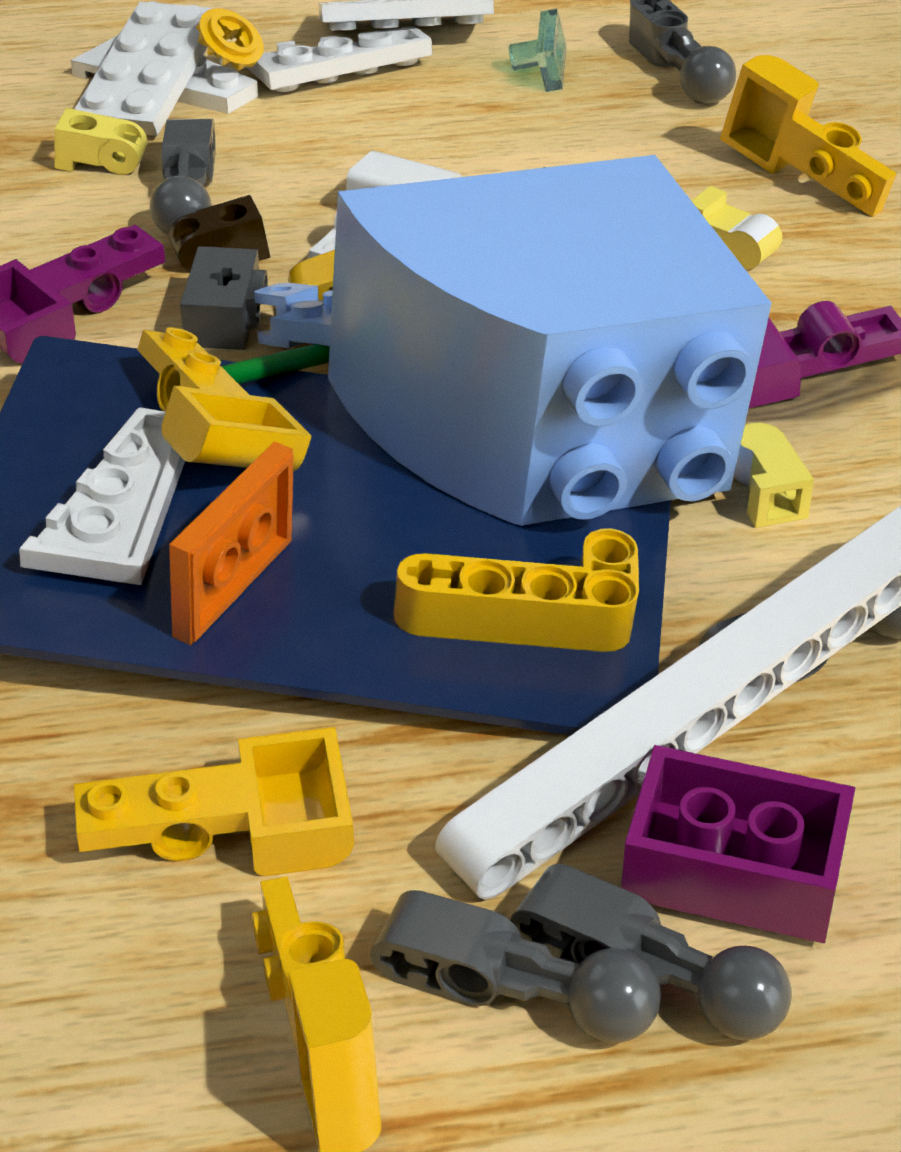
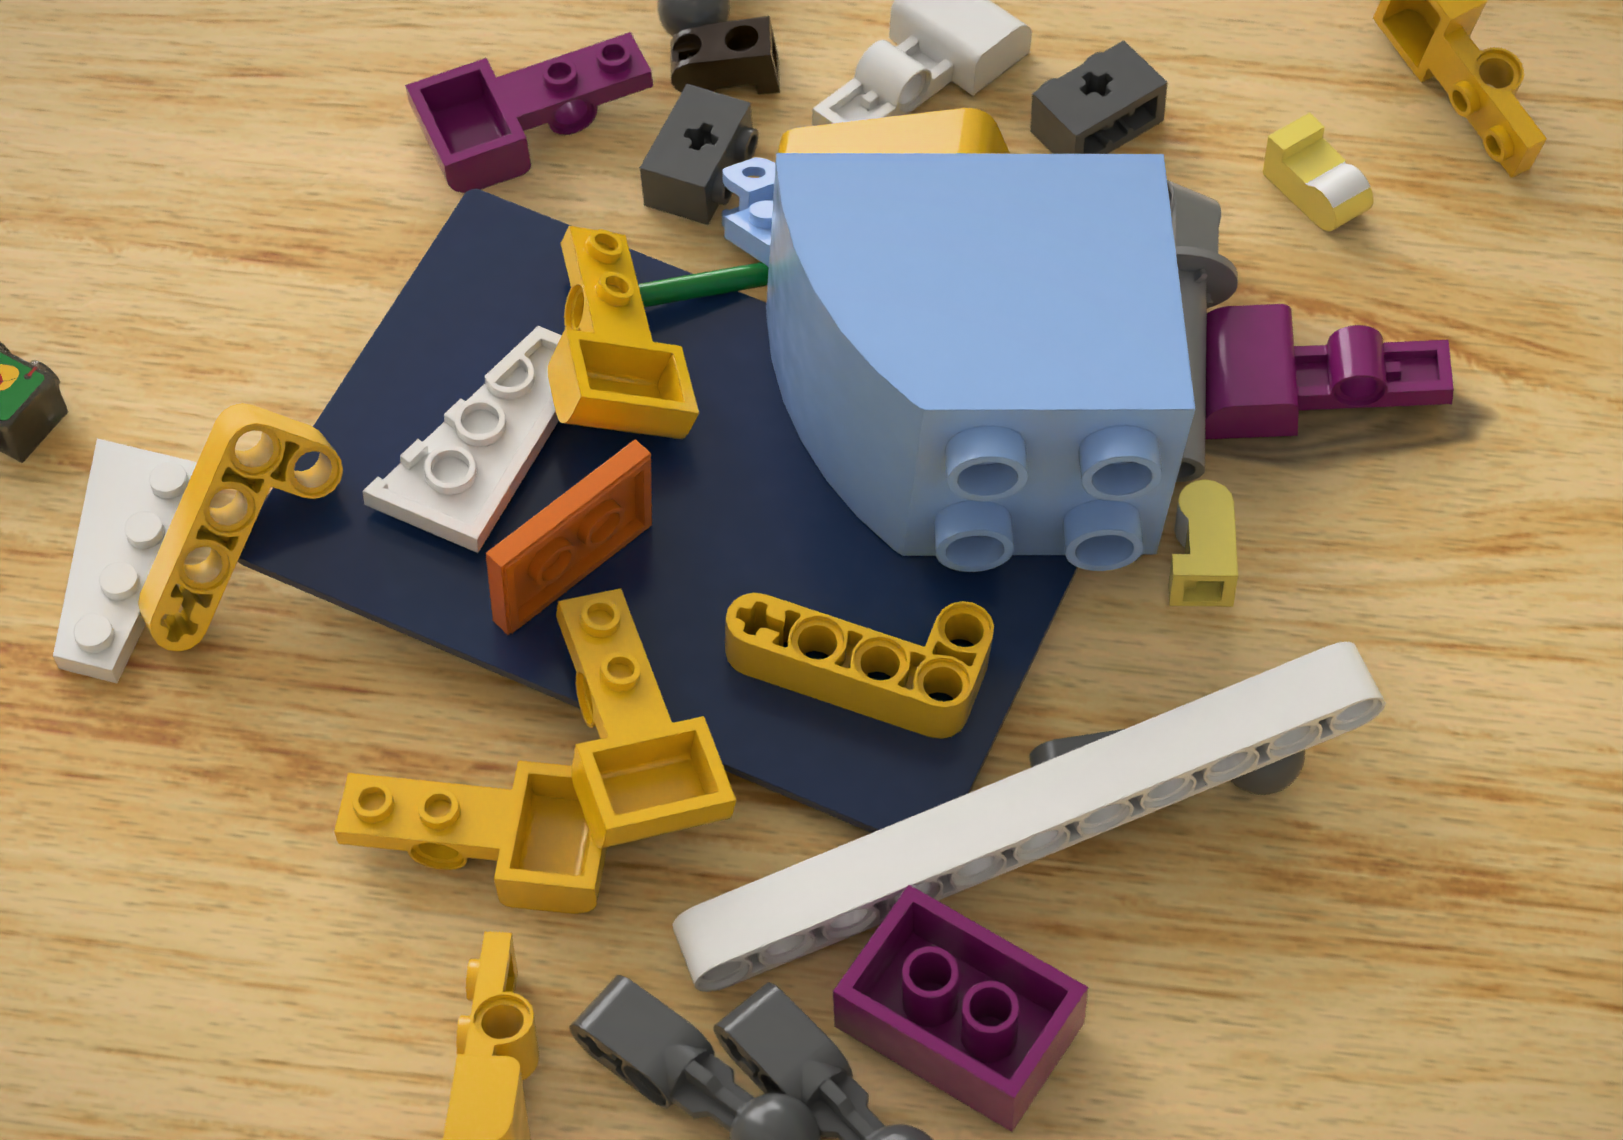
camera: 20 degrees right, 15 degrees up
(352, 708) = (644, 770): none -> yellow plate

